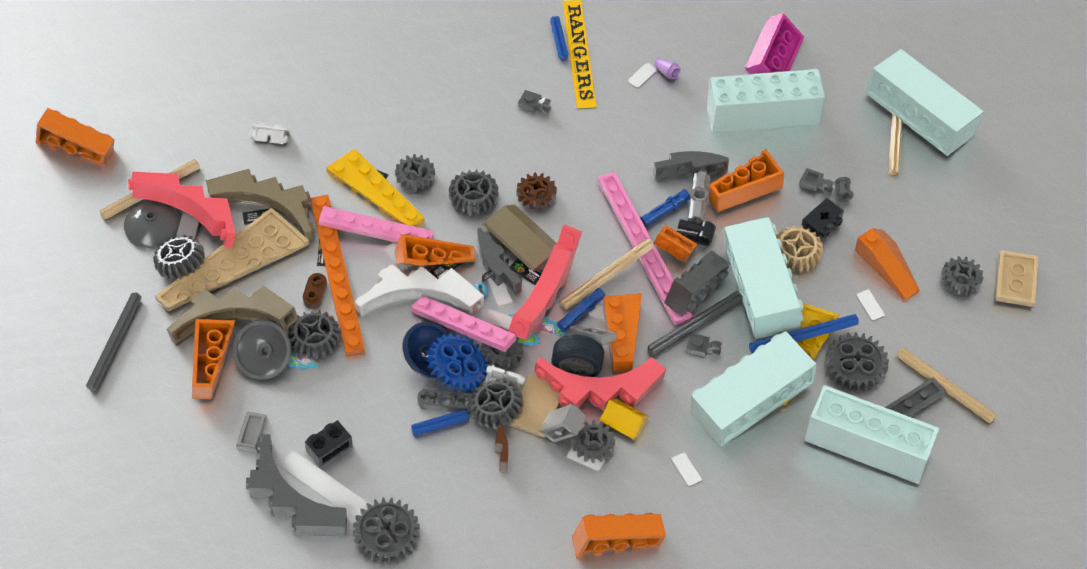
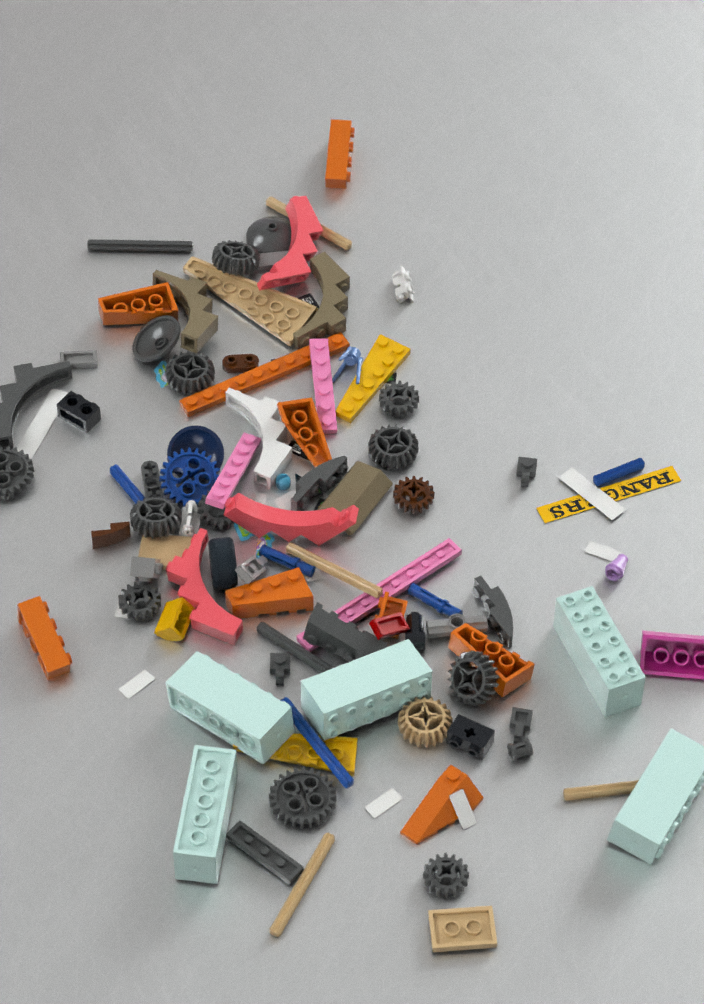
camera: 75 degrees right, 5 degrees down
(349, 196) = (351, 357): none -> medium blue plant
(575, 64) = (592, 493): none -> white sticker
(694, 243) = (389, 625): none -> red tile
(776, 201) = (480, 679): none -> dark grey gear
(898, 244) = (463, 809): none -> white sticker

